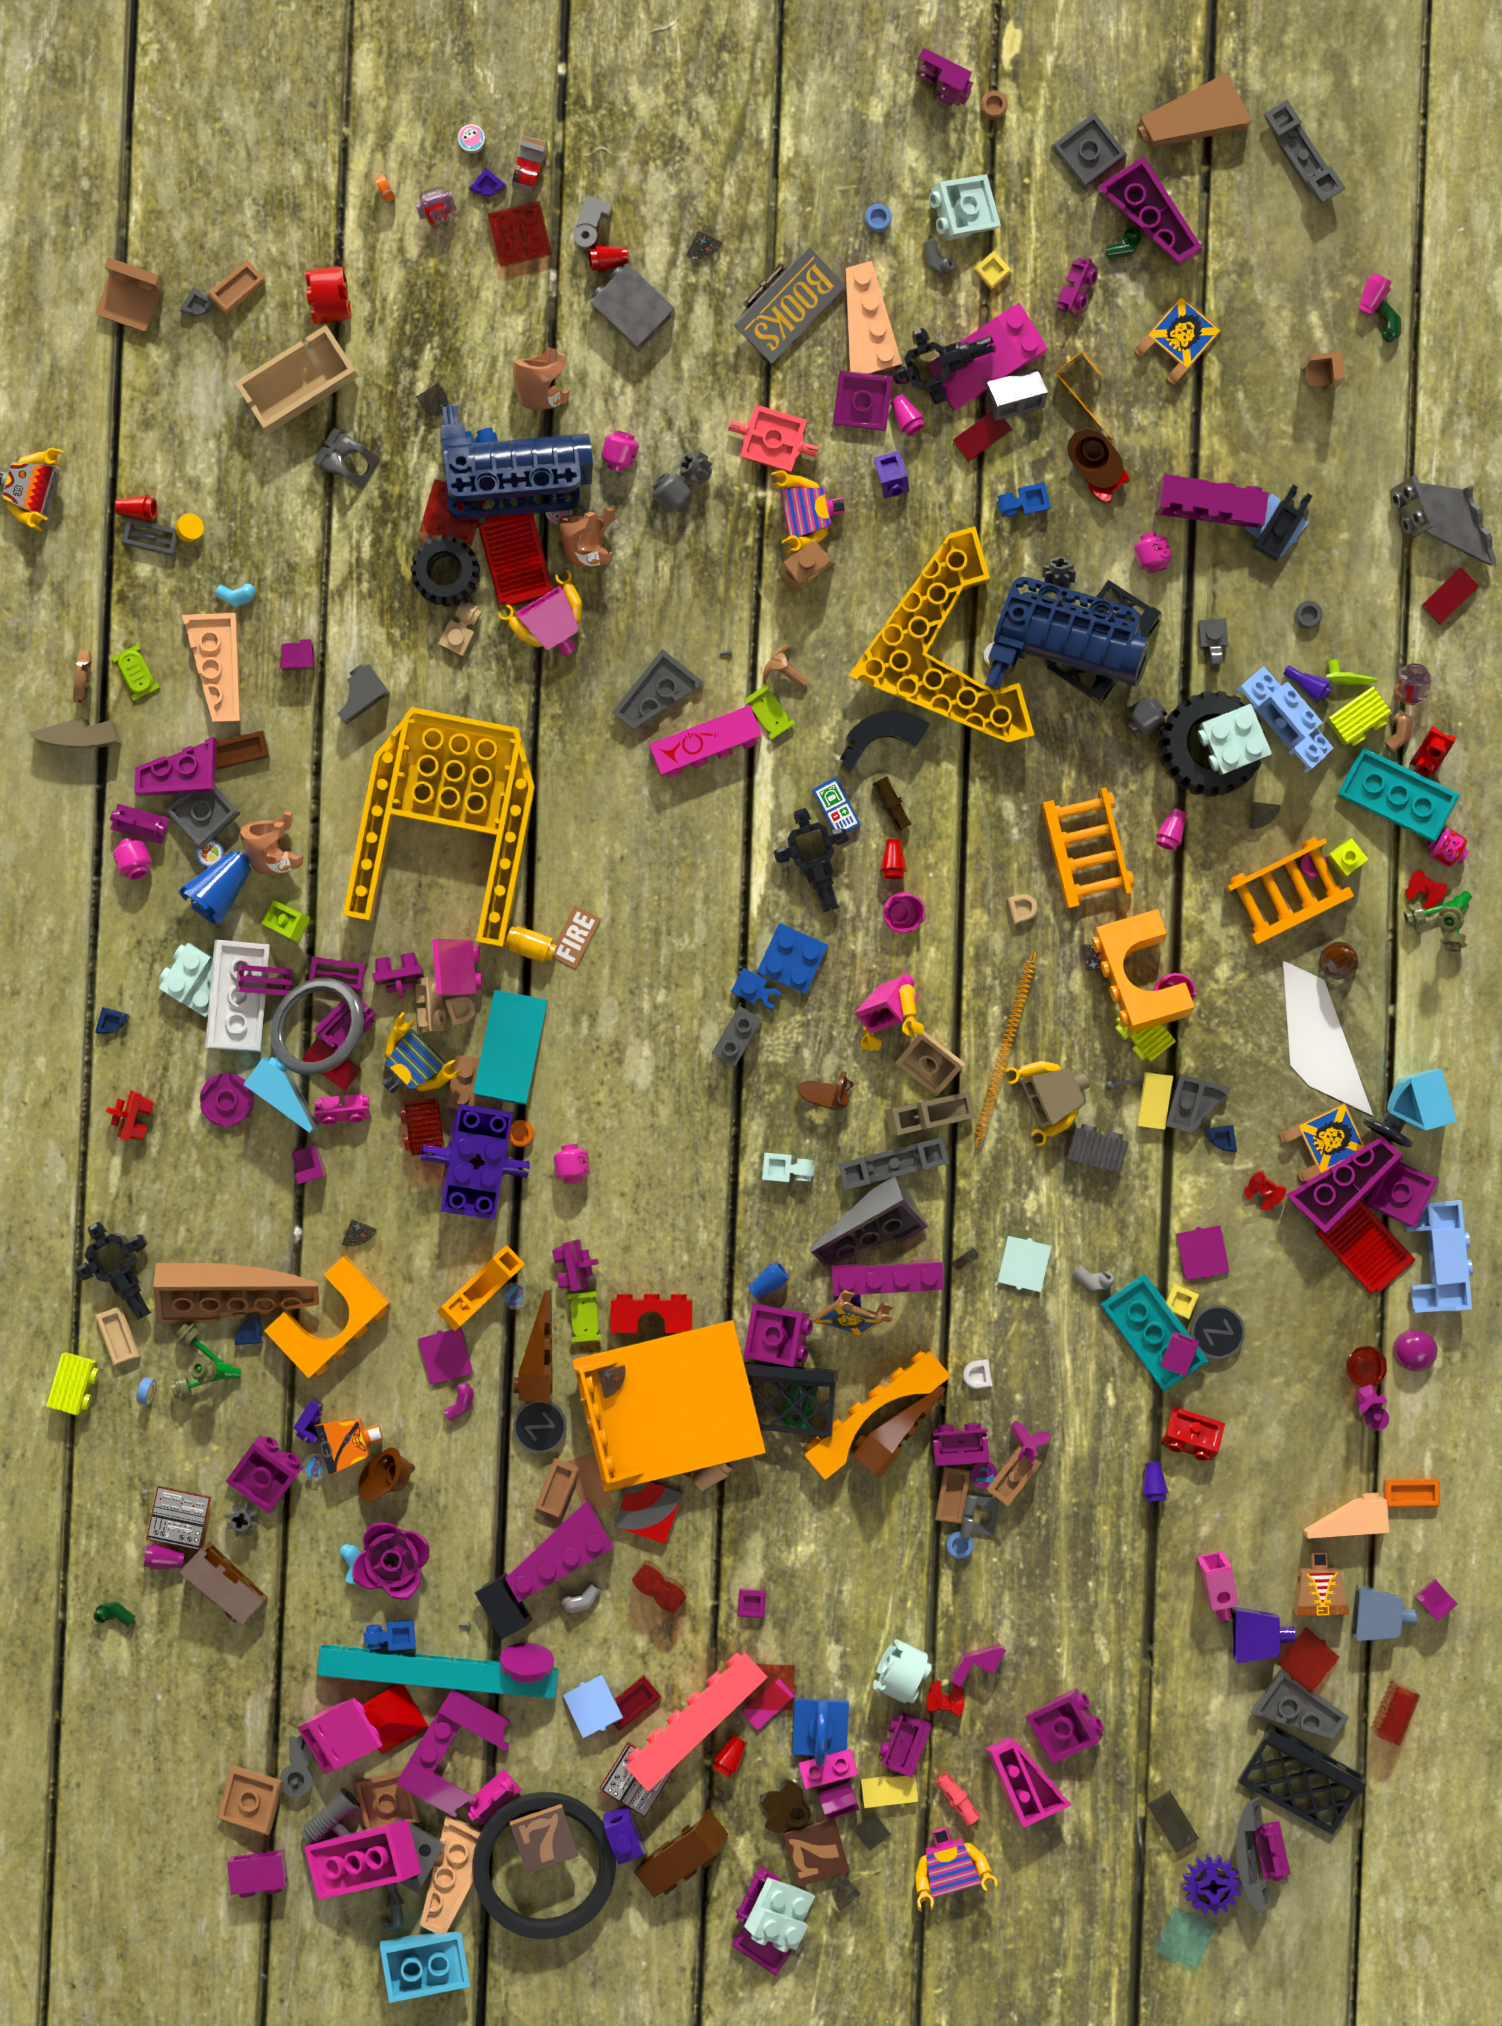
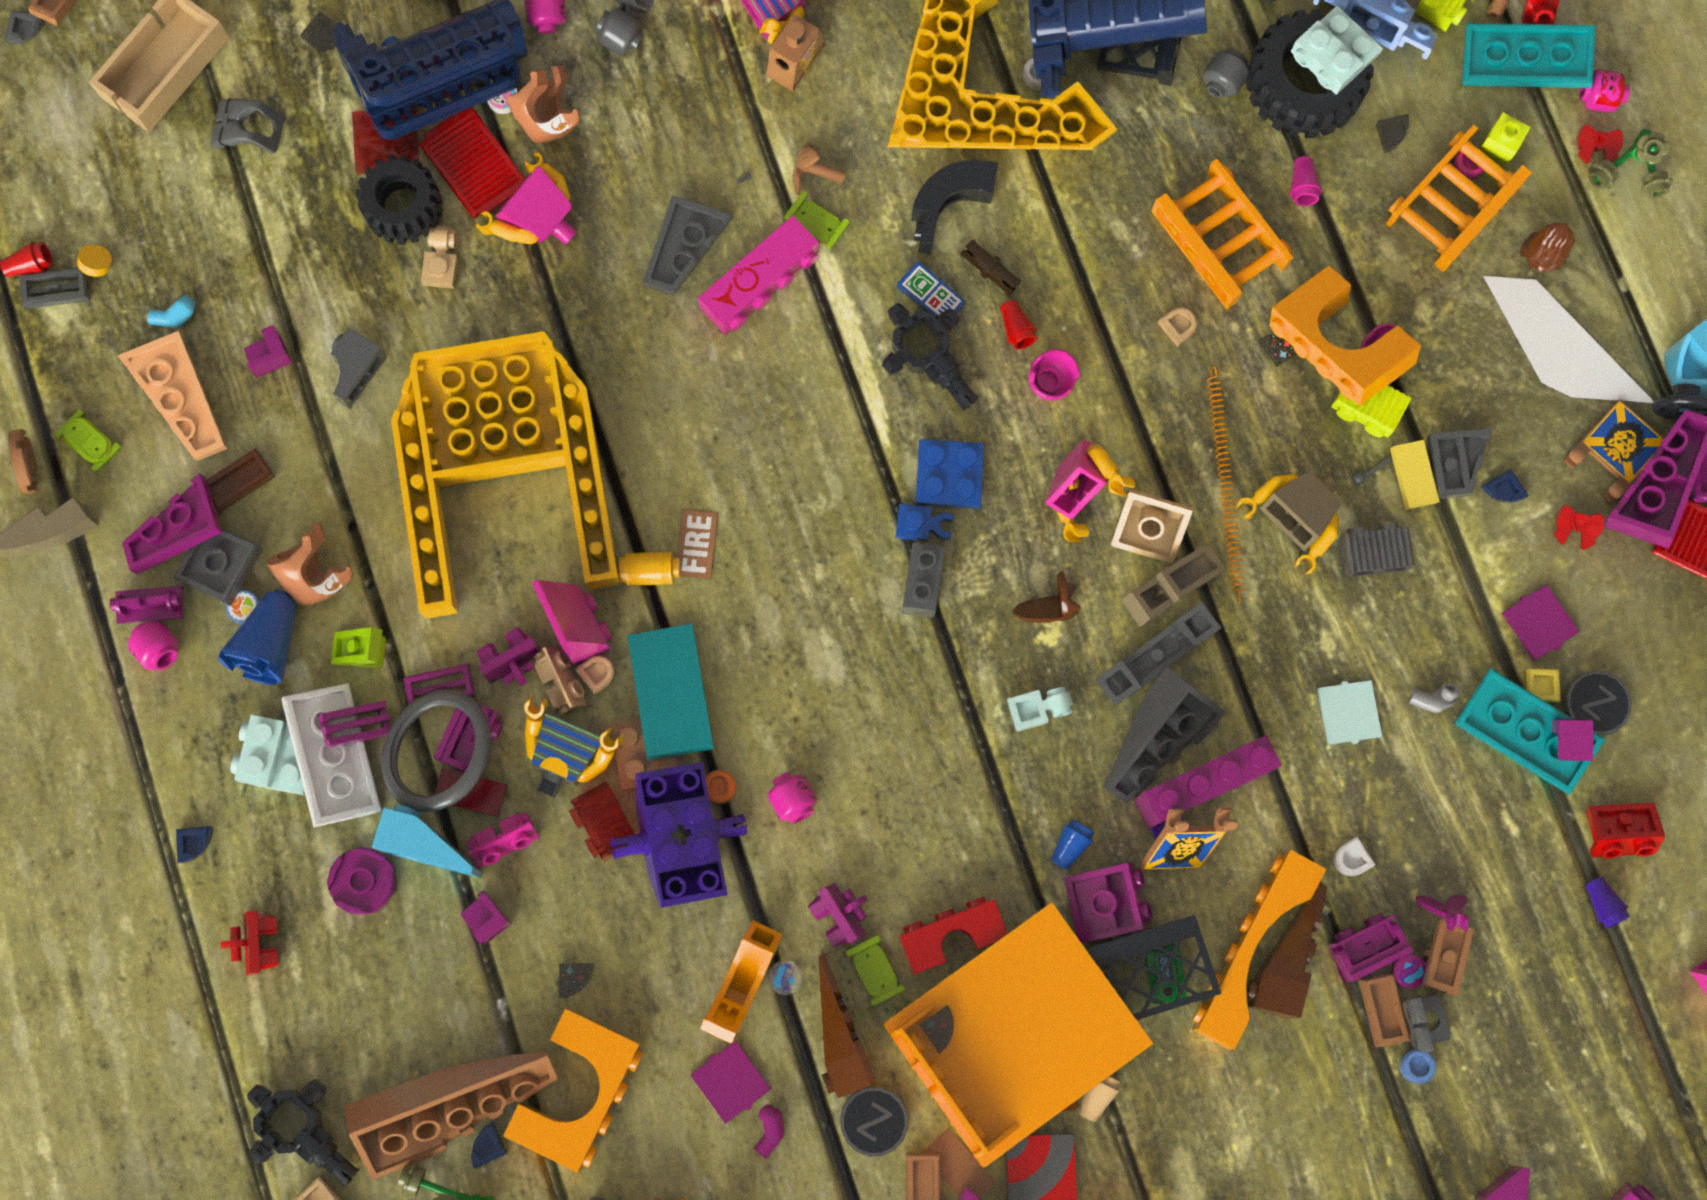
camera: 25 degrees left, 10 degrees down
(966, 1257) = (1285, 725): clear smoke tile -> none

